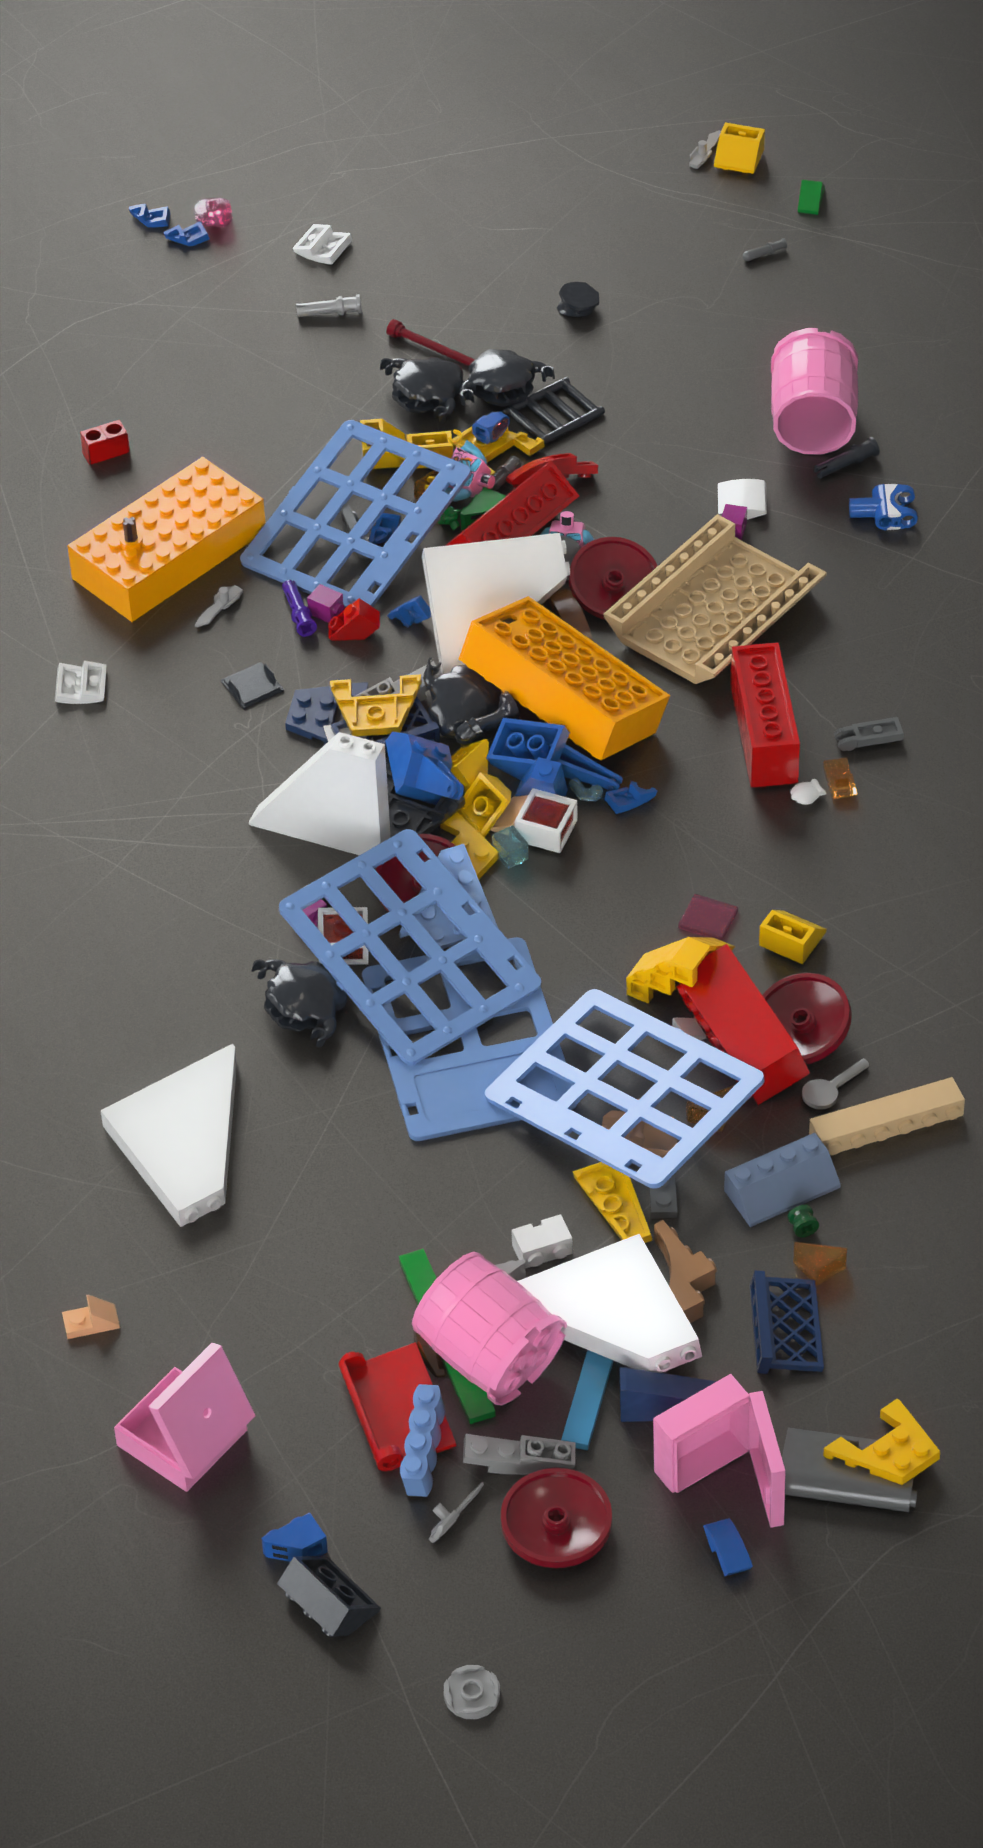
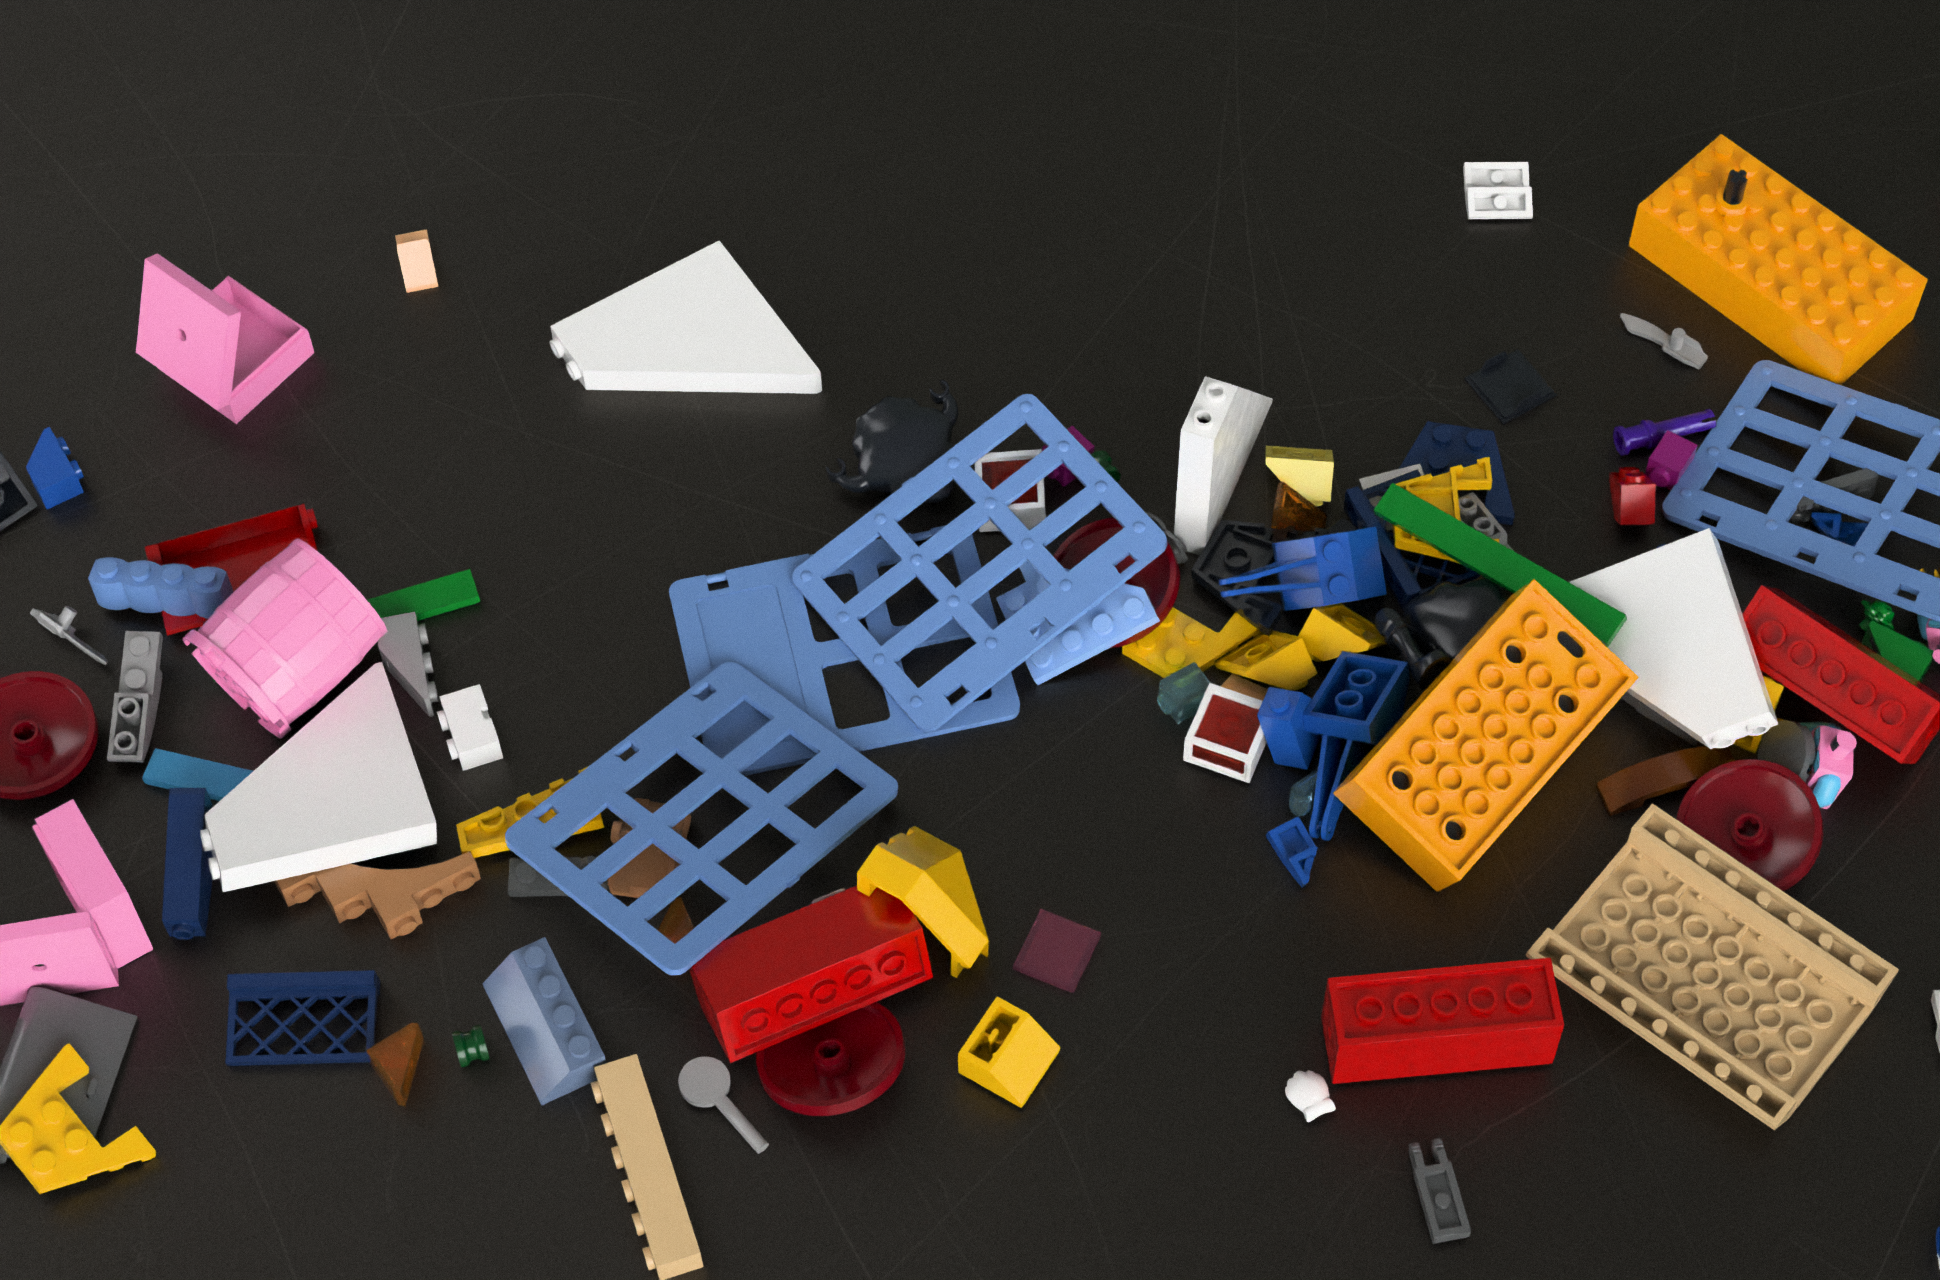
camera: 90 degrees right, 10 degrees up
(420, 675) = (1493, 559): none -> green tile
(737, 515) = (1909, 1008): magenta brick -> none
(839, 778) = (1341, 1144): clear orange slope -> none

